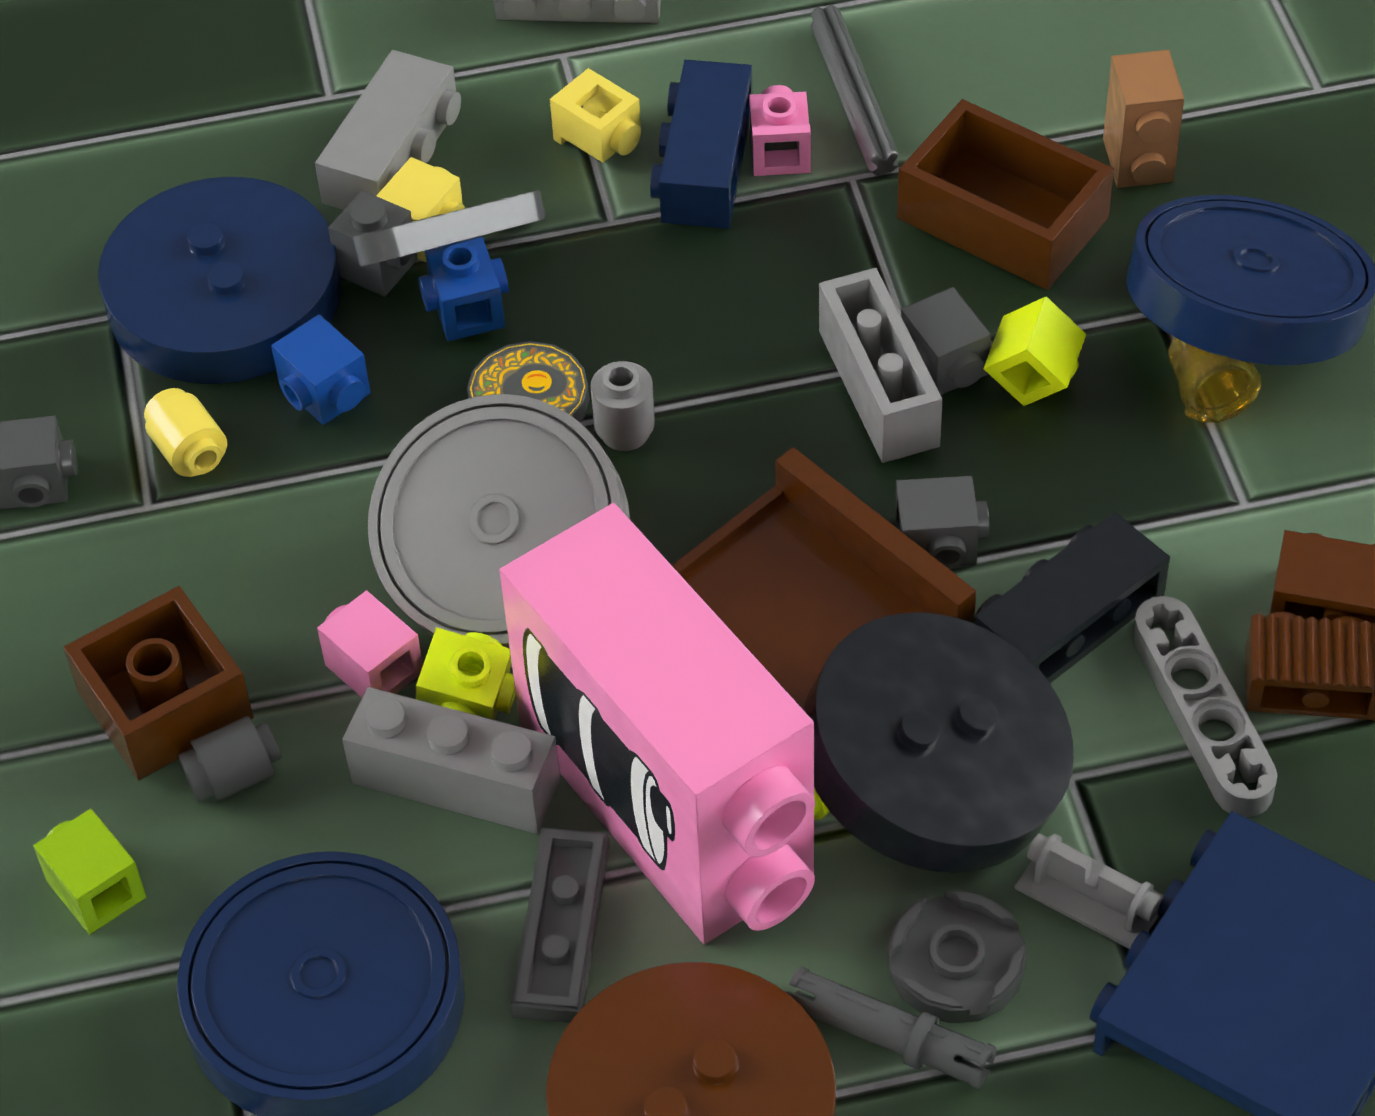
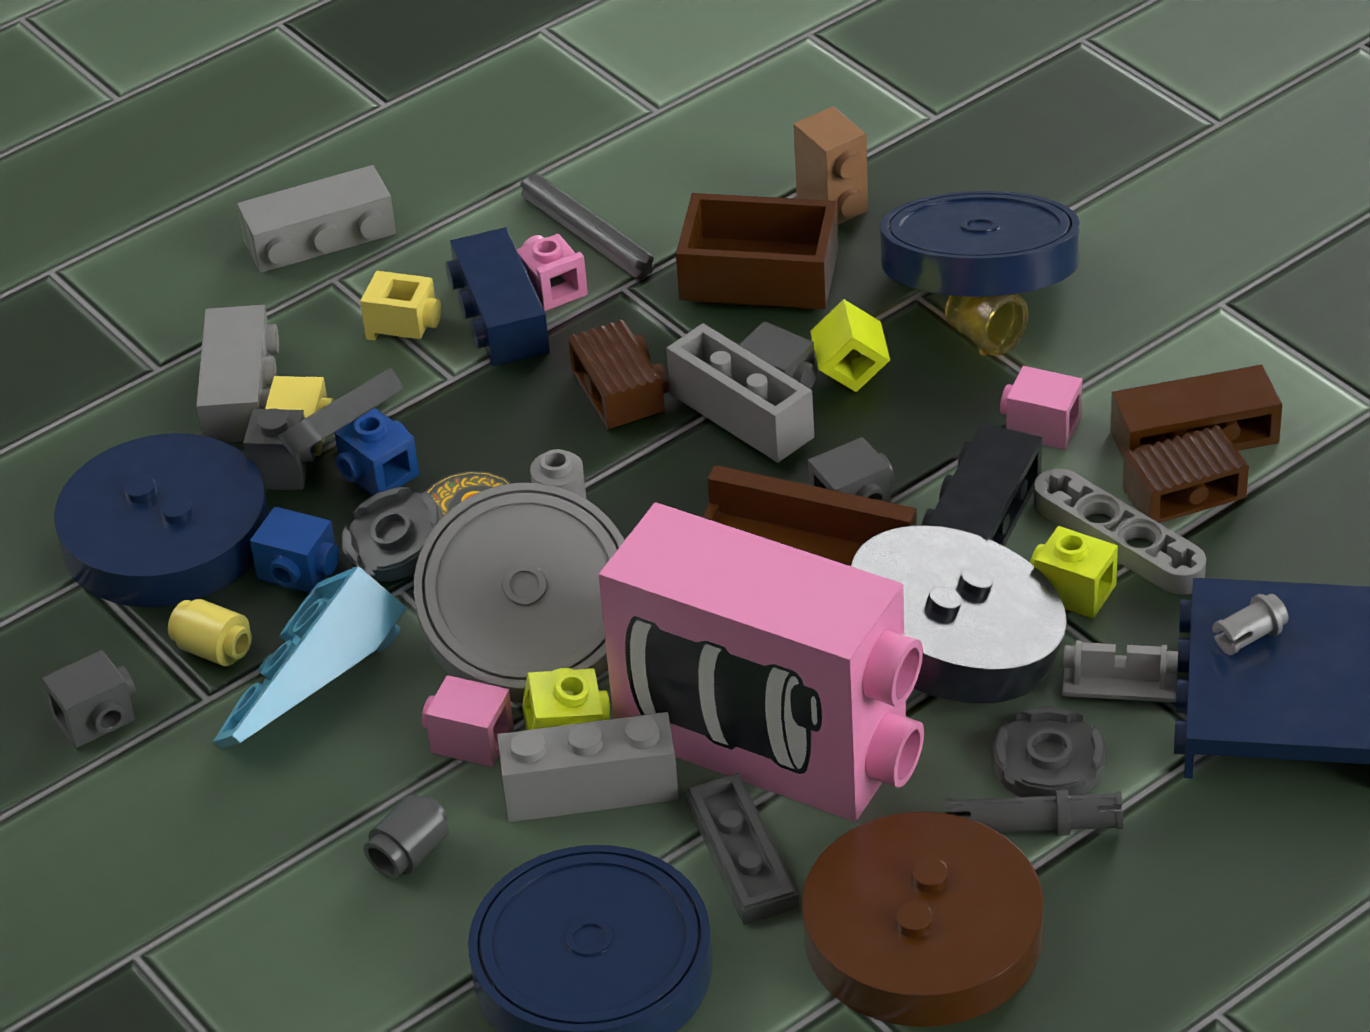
camera: 25 degrees left, 10 degrees down
(89, 870) = (346, 950): lime brick -> none
(157, 681) = (316, 800): reddish brown brick -> none
(297, 491) = (326, 636): none -> medium azure wedge
(427, 380) = (390, 532): none -> dark grey tile
(770, 287) = (617, 374): none -> reddish brown brick
(1117, 739) = (1079, 569): none -> neon yellow brick
(1207, 513) = (1043, 405): none -> bright pink brick
(1252, 904) = (1261, 617): none -> light grey pin

